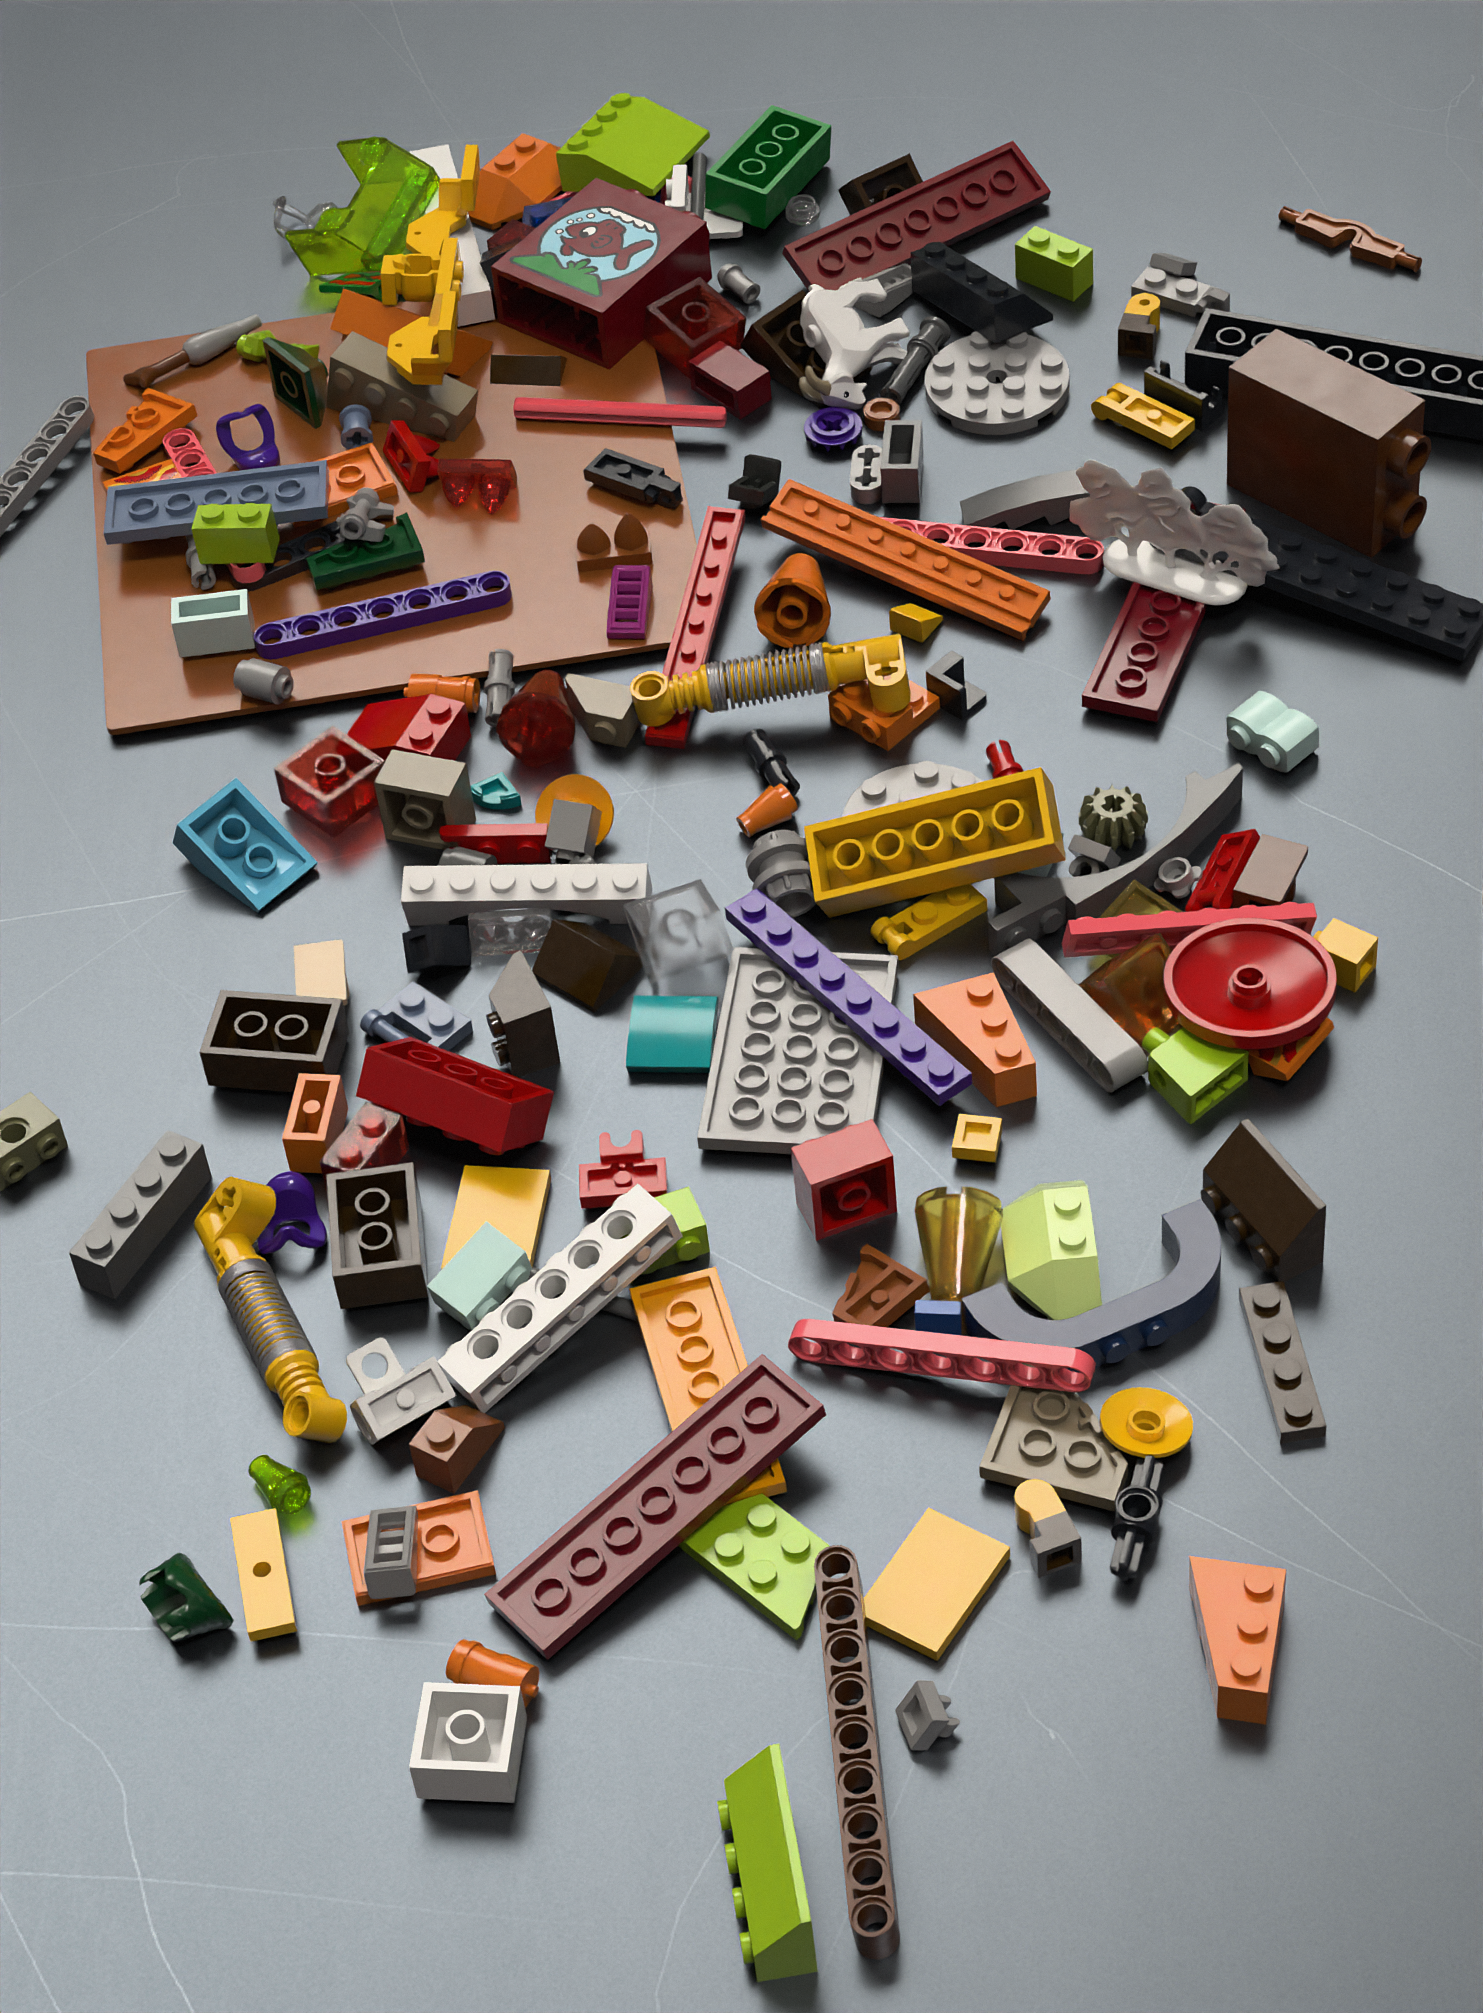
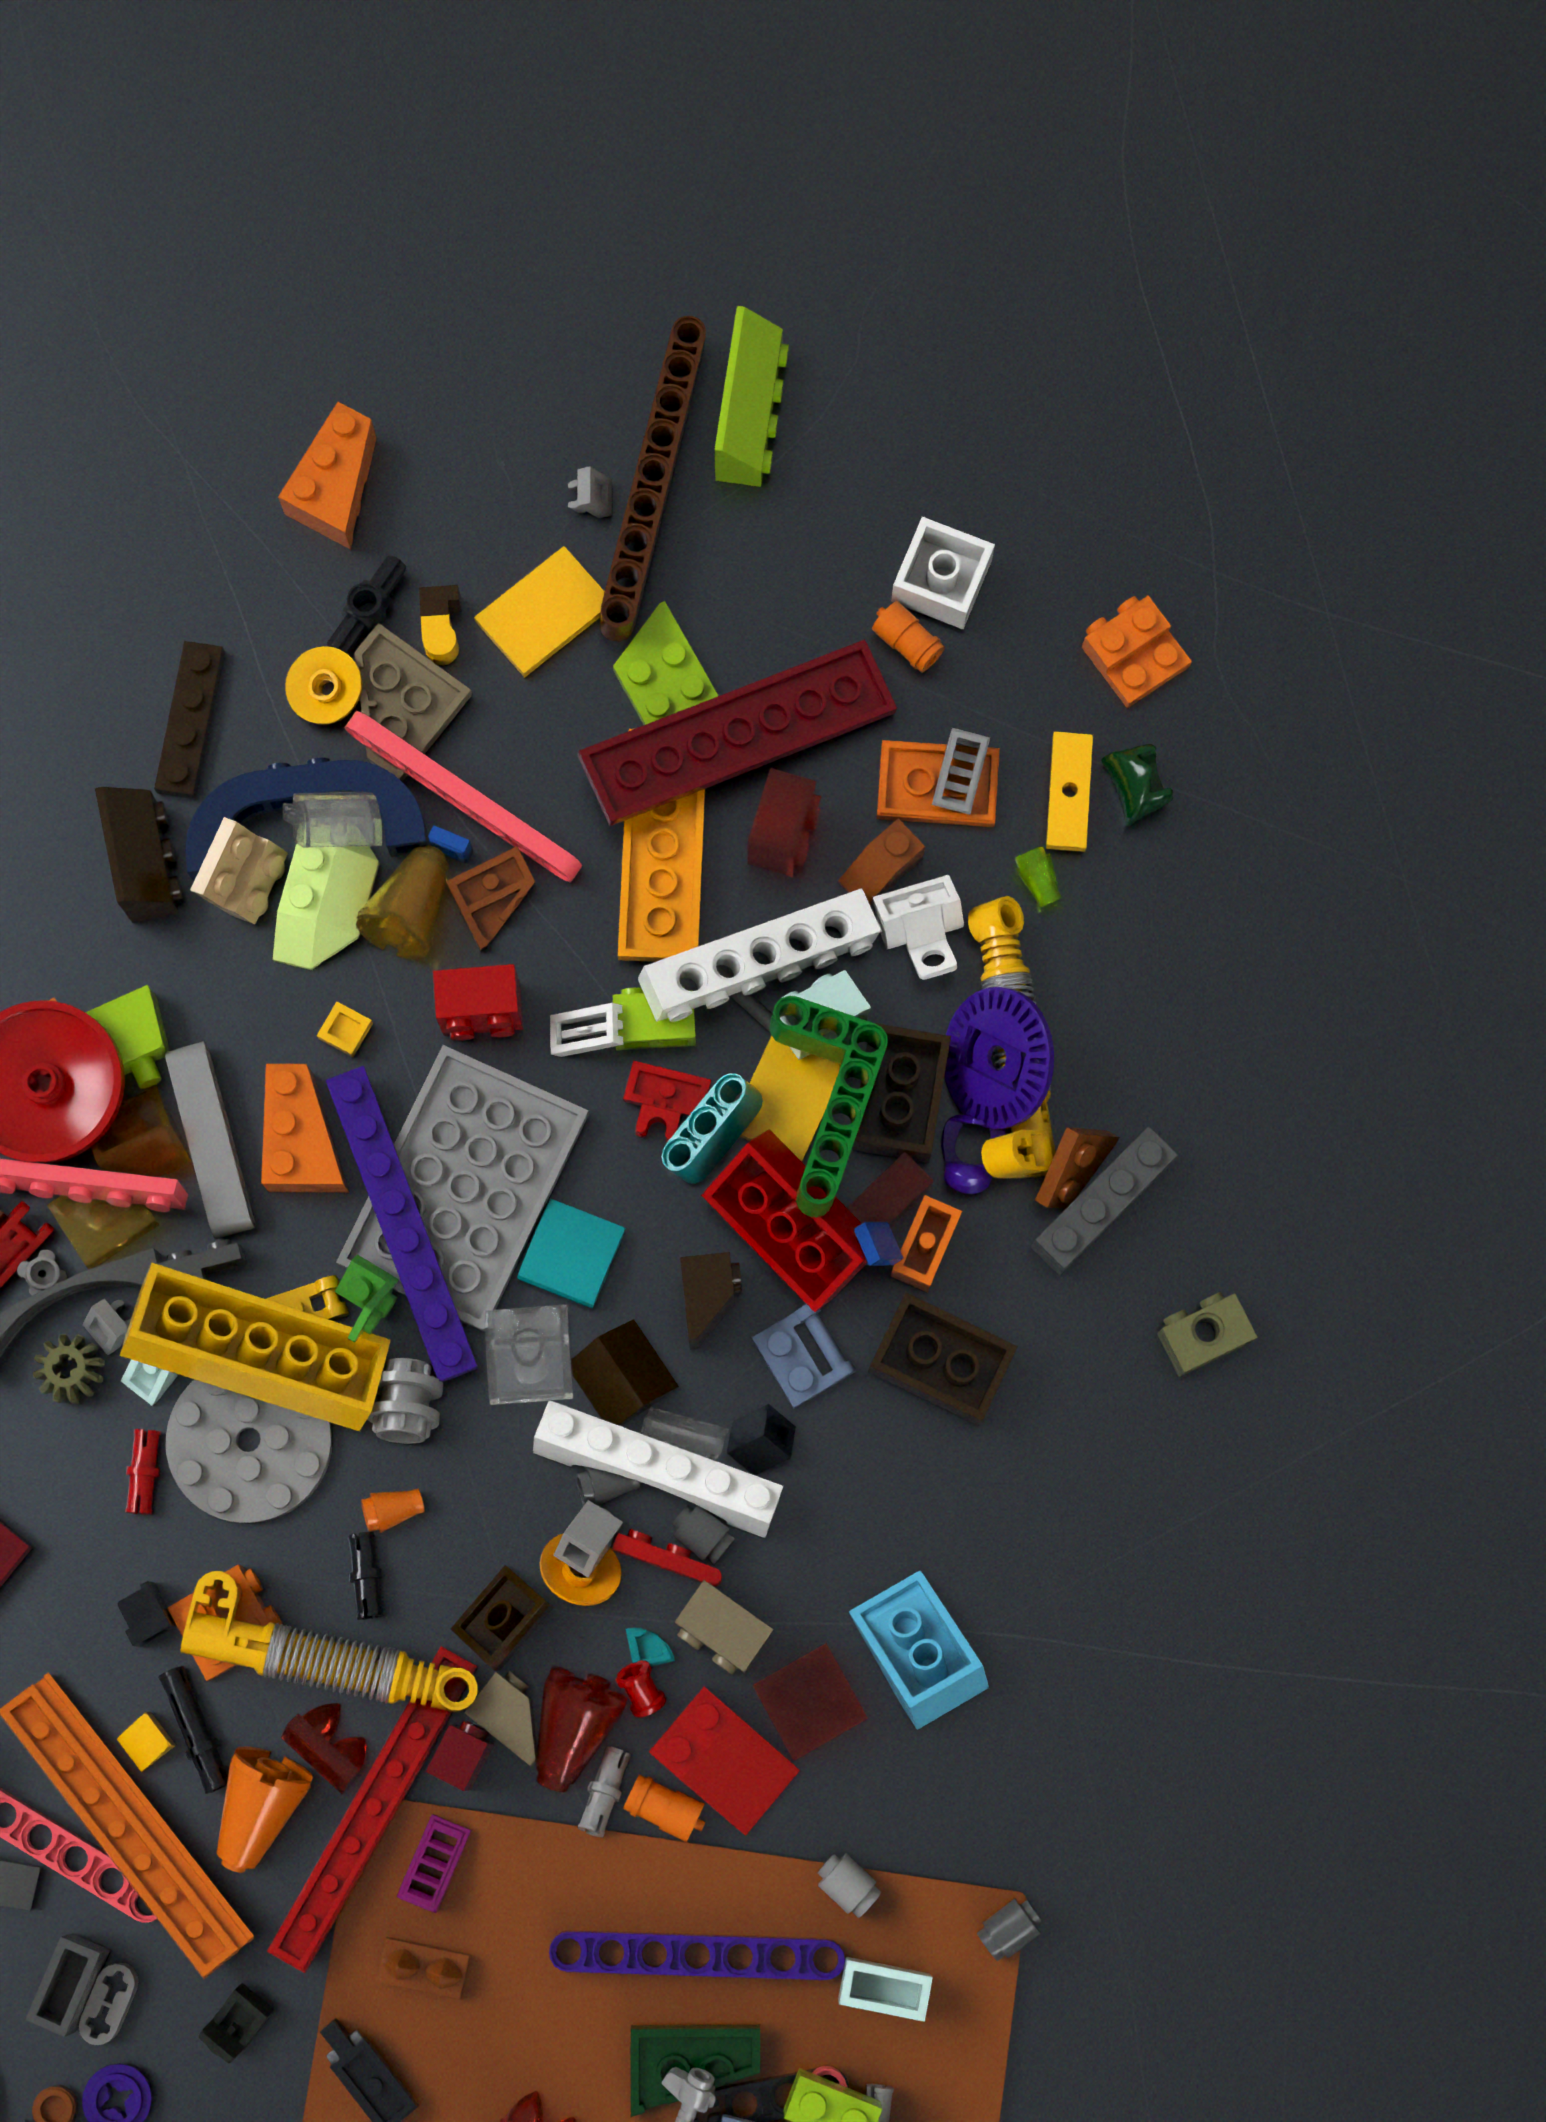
camera: 170 degrees left, 30 degrees up
(115, 693) = (1010, 1929): none -> dark grey brick
(174, 1231) = (1074, 1164): none -> dark orange wing
(218, 1748) = (1135, 650): none -> orange plate
(301, 1298) = (1016, 1024): none -> dark purple piece
(321, 970) = (881, 1427): tan panel -> none
(357, 1076) = (878, 1243): none -> blue tile
(427, 1162) = (843, 1098): none -> green beam
(489, 754) = (641, 1689): none -> red bush
(562, 1152) = (694, 1137): none -> teal beam
(574, 1427) = (782, 821): none -> clear red brick
(629, 649) = (461, 1755): none -> dark red brick
(631, 763) = (501, 1618): none -> dark brown slope
(724, 1195) = (611, 1026): none -> white tile
(745, 641) = (310, 1739): none -> clear red tile
(861, 939) = (370, 1290): none -> bright green bracket
(865, 626) = (197, 1736): none -> black pin
(1065, 1271) = (334, 819): none -> clear brick
(1143, 1214) = (239, 871): none -> tan plate

